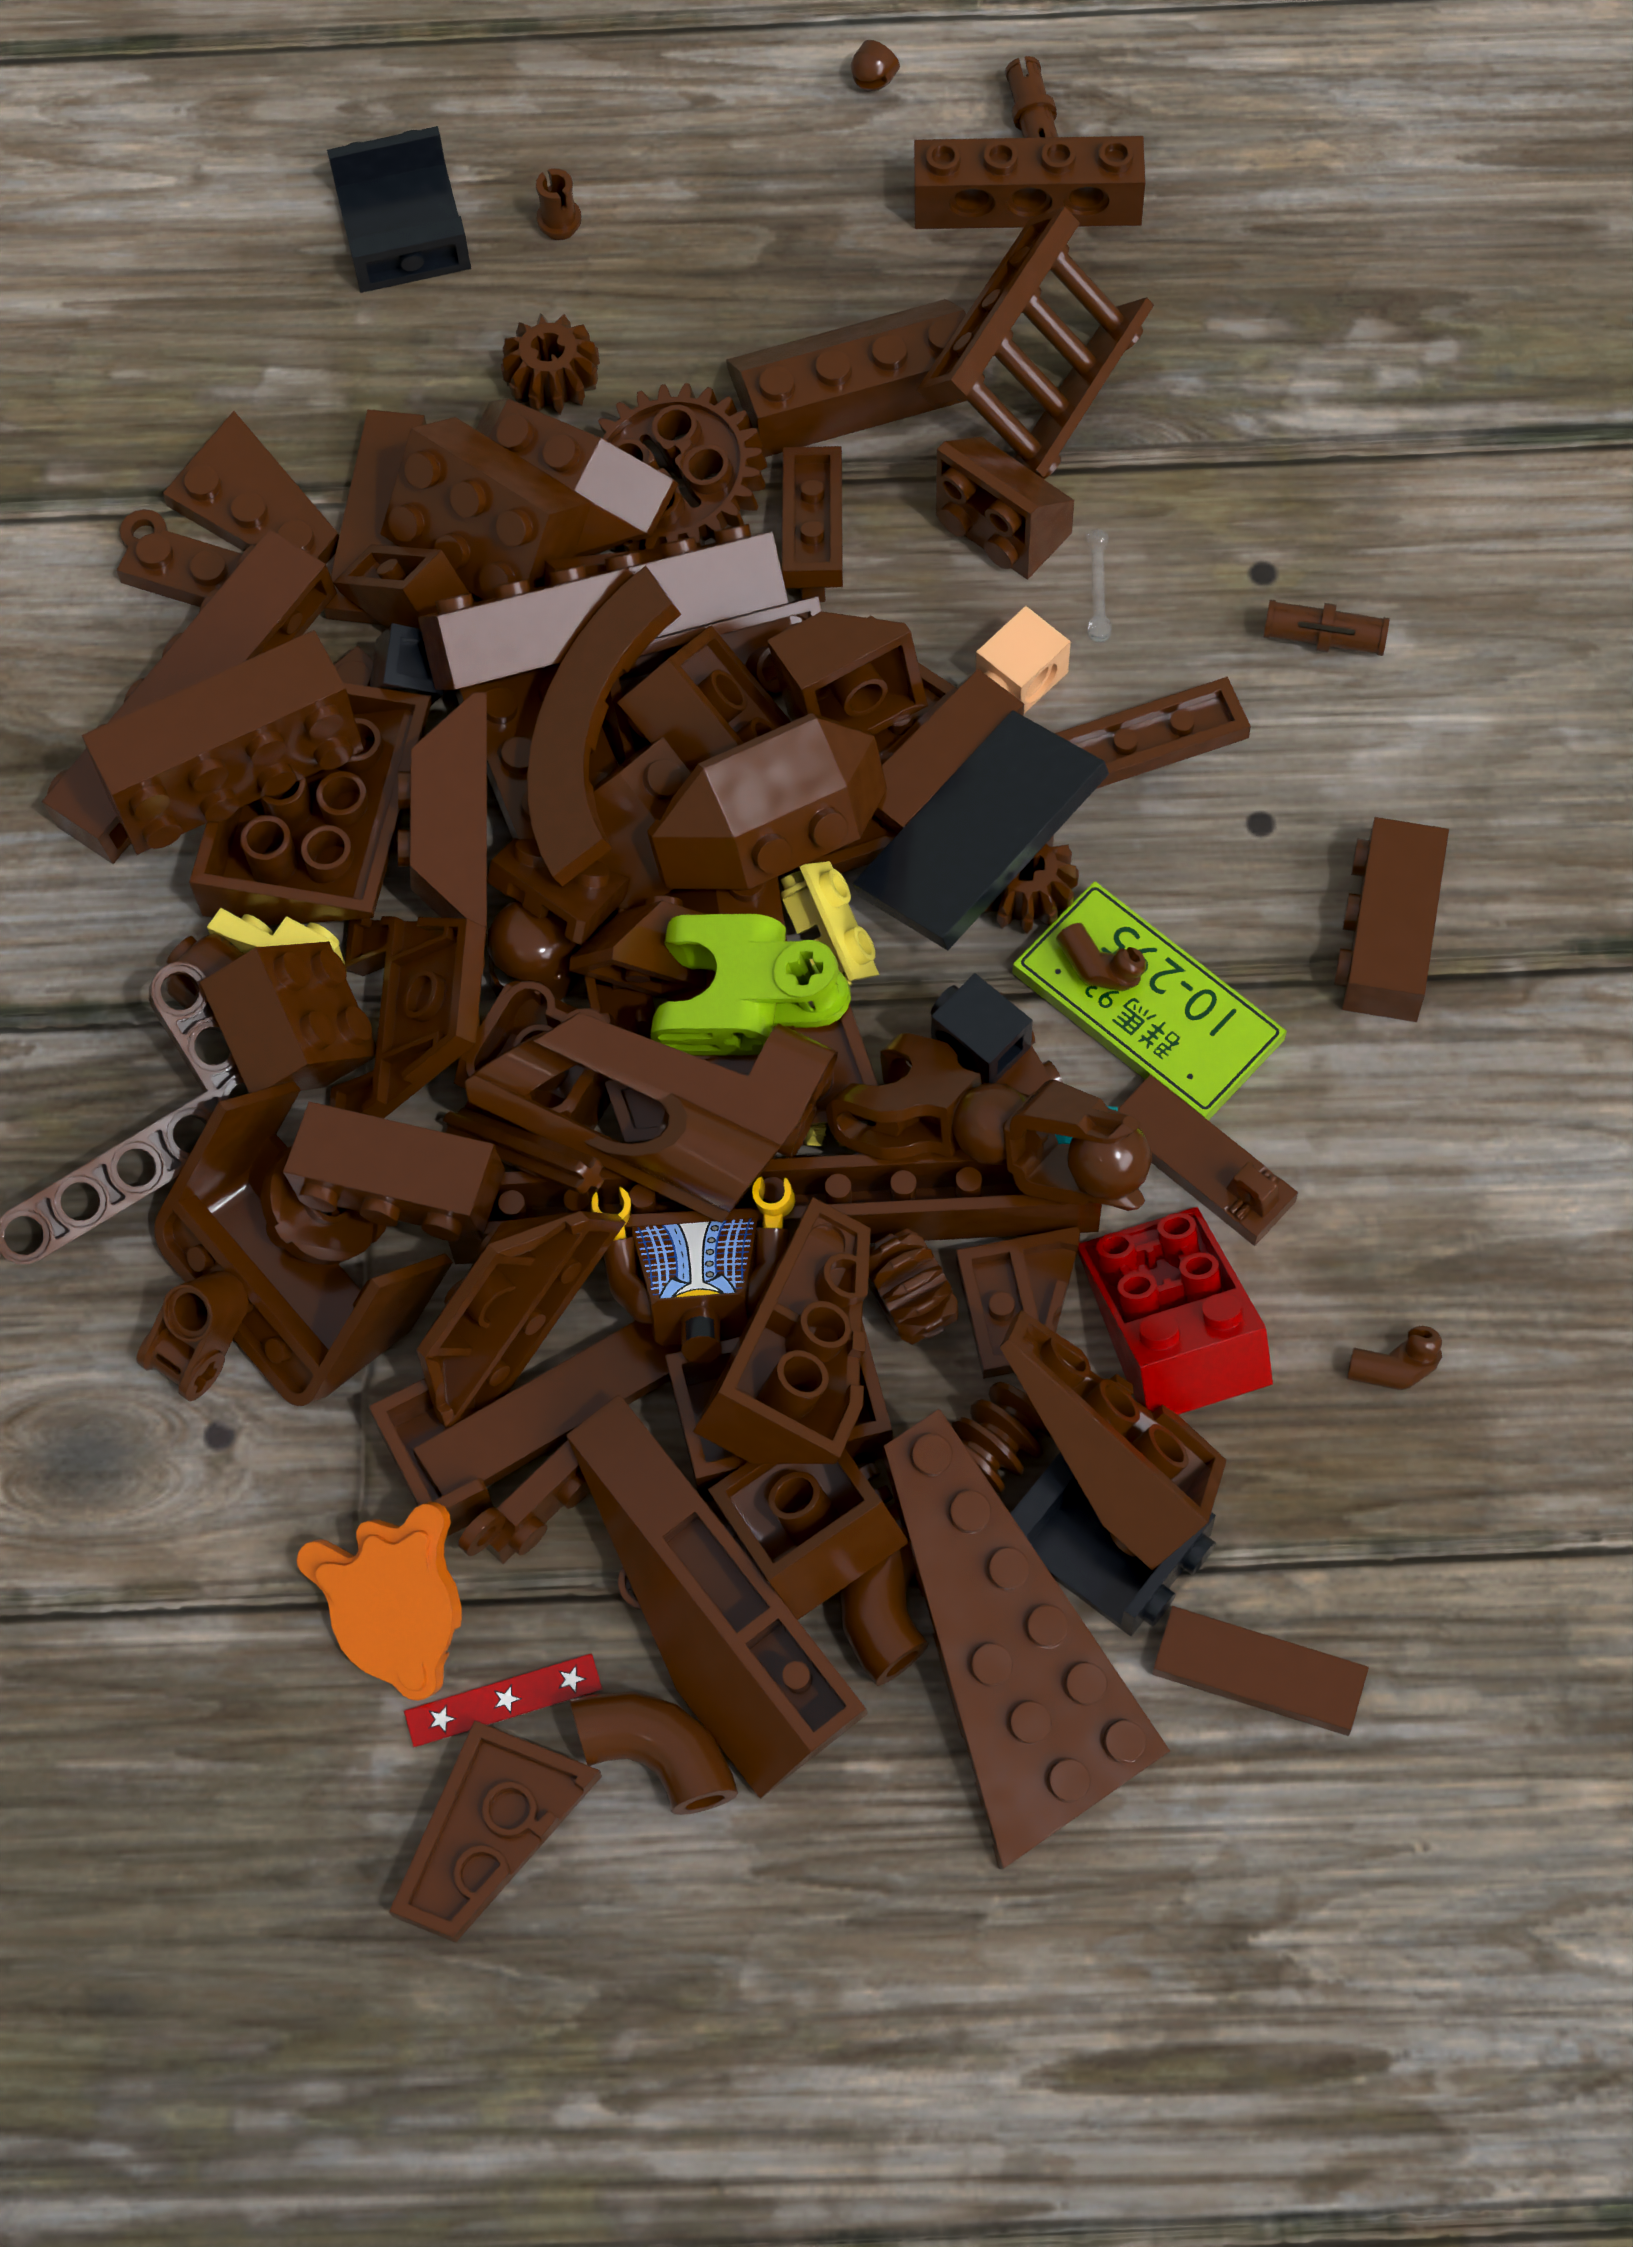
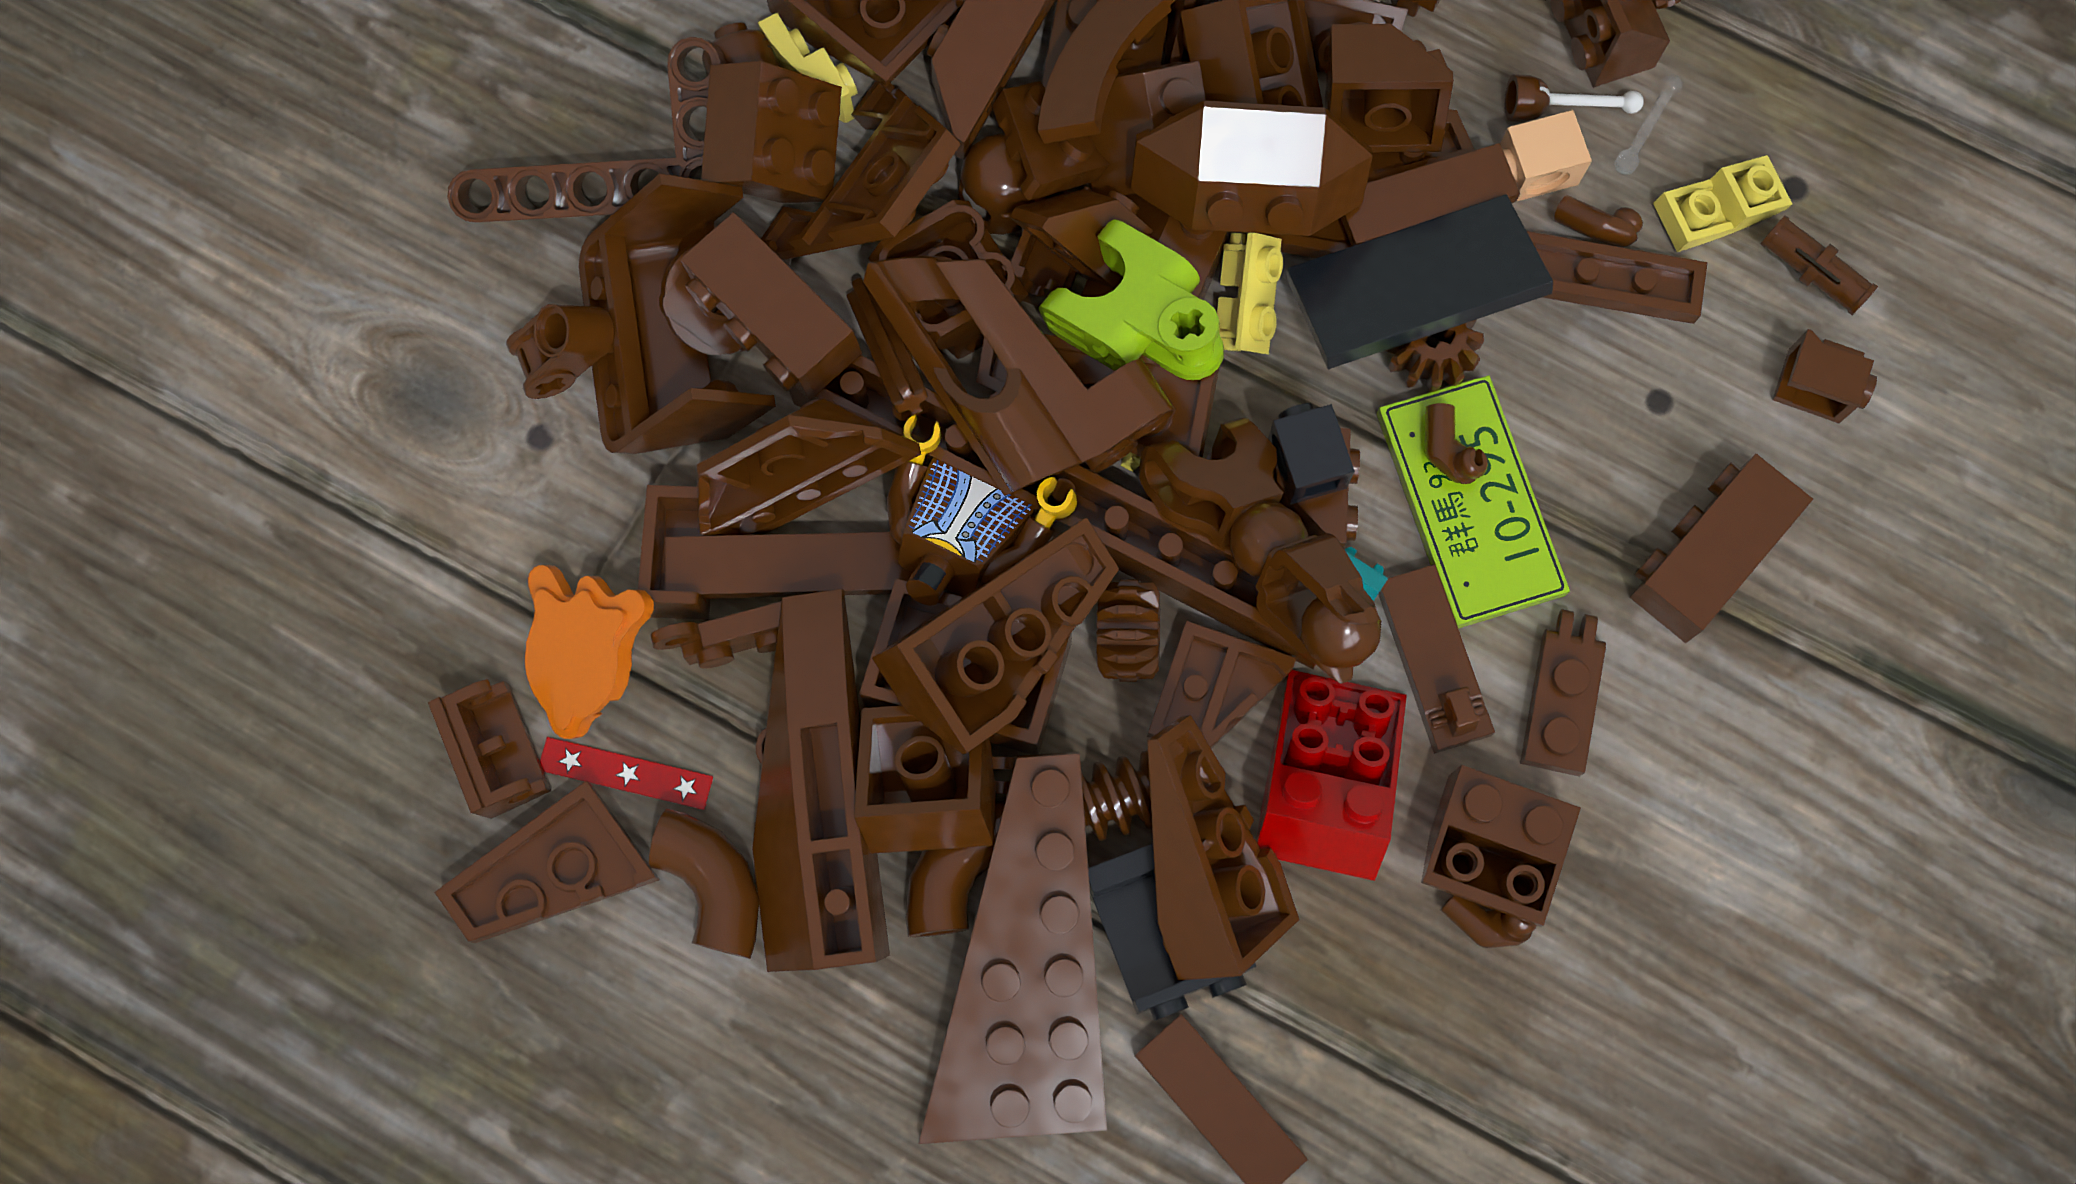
camera: 30 degrees right, 10 degrees up
(358, 1746) = (489, 748): none -> reddish brown hinge
(977, 618) = (1530, 97): none -> hinge
(1108, 696) = (1613, 230): none -> reddish brown arm
(1208, 621) = (1722, 205): none -> light yellow slope
(1339, 1128) = (1564, 697): none -> reddish brown hinge
(1362, 1281) = (1498, 844): none -> reddish brown slope
(1393, 722) = (1825, 378): none -> reddish brown window

